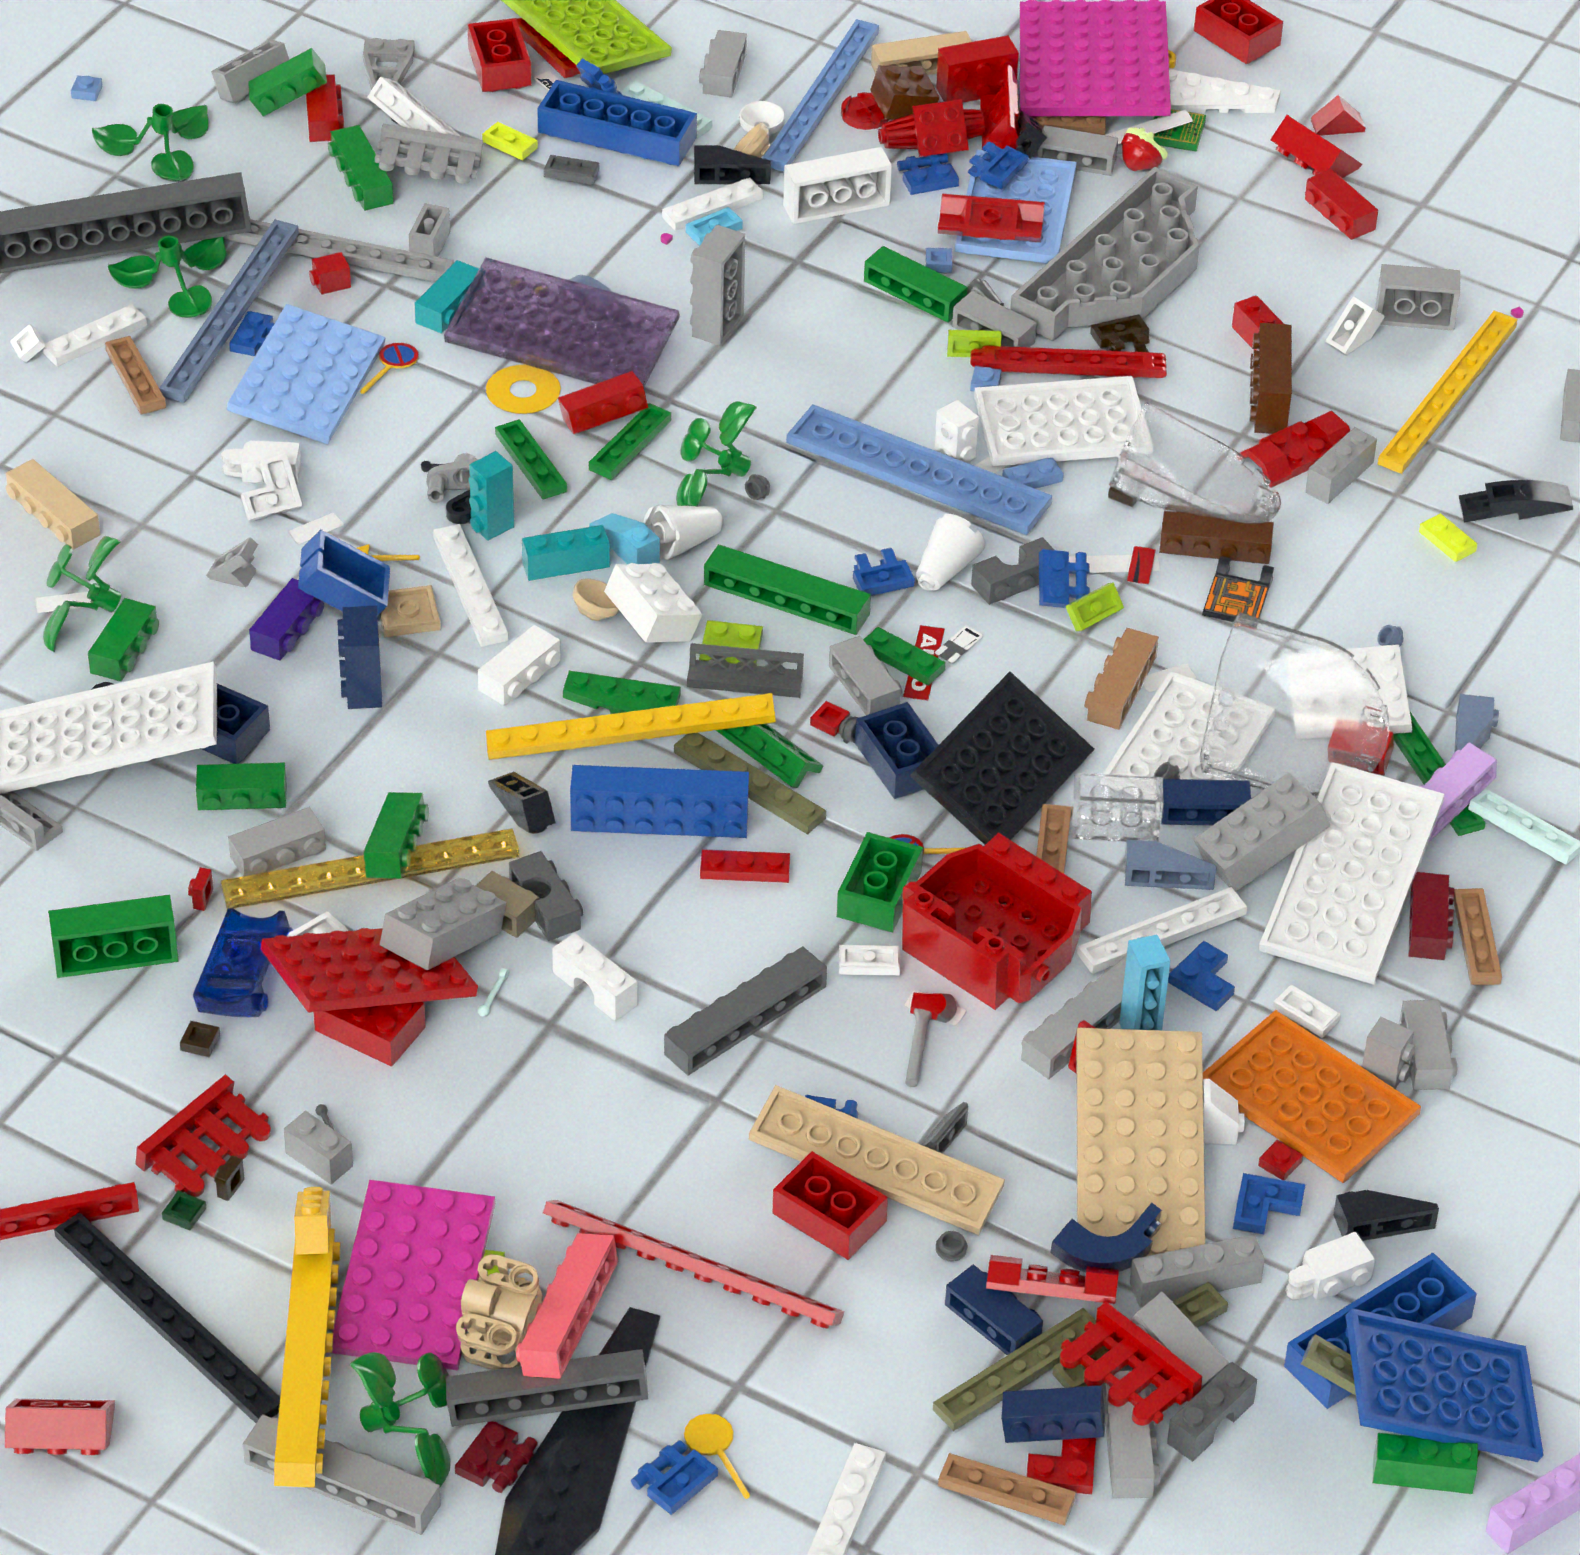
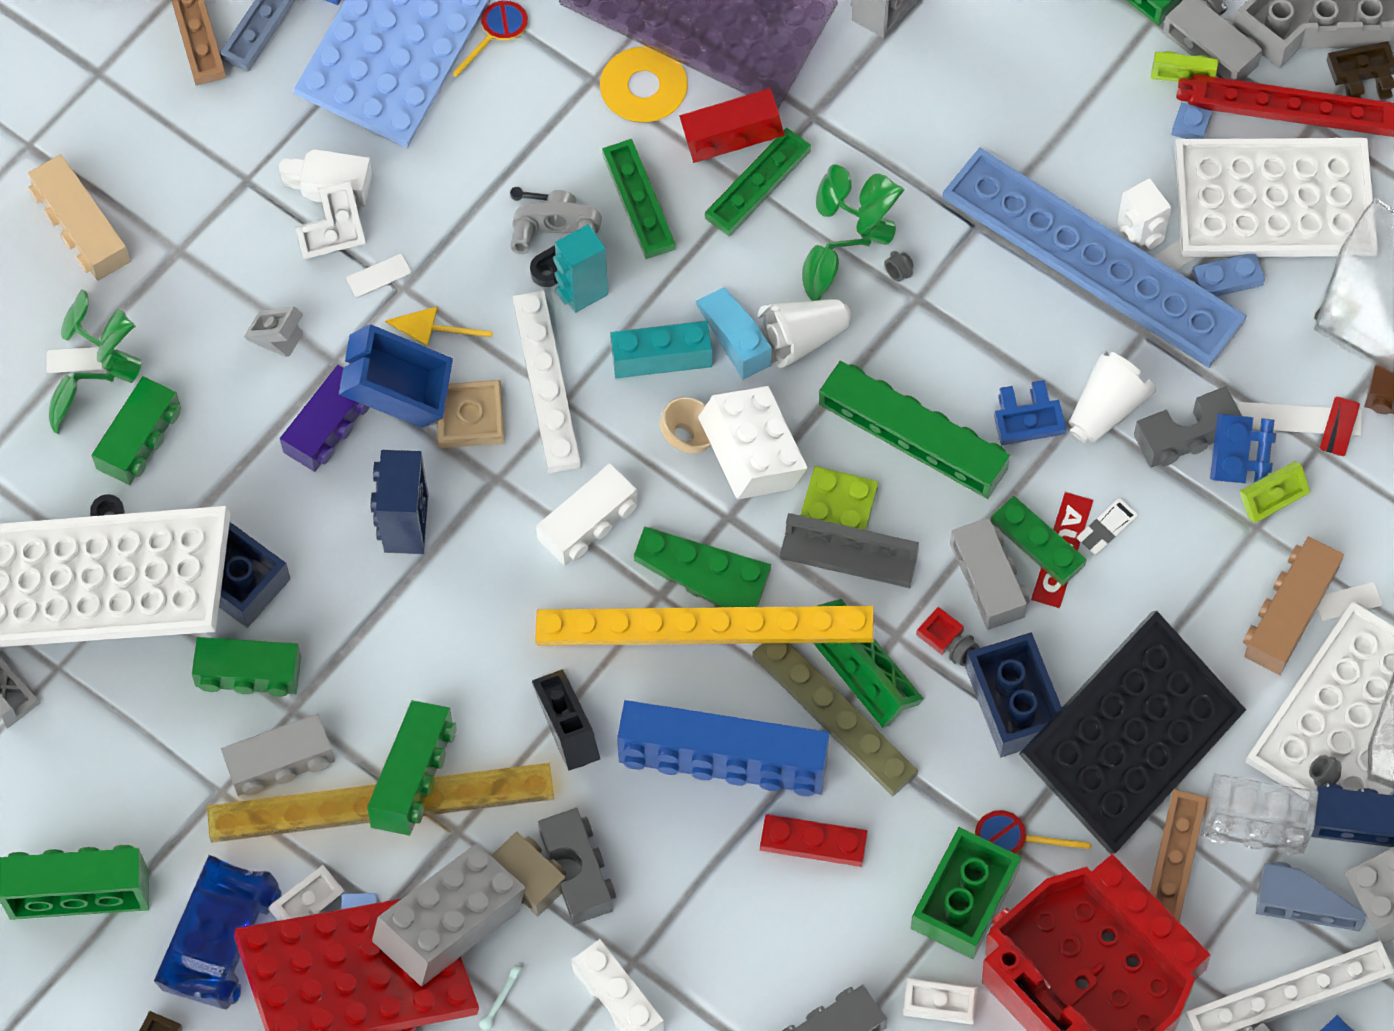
camera: 10 degrees right, 20 degrees up
(201, 888) = (183, 814): red plate -> none

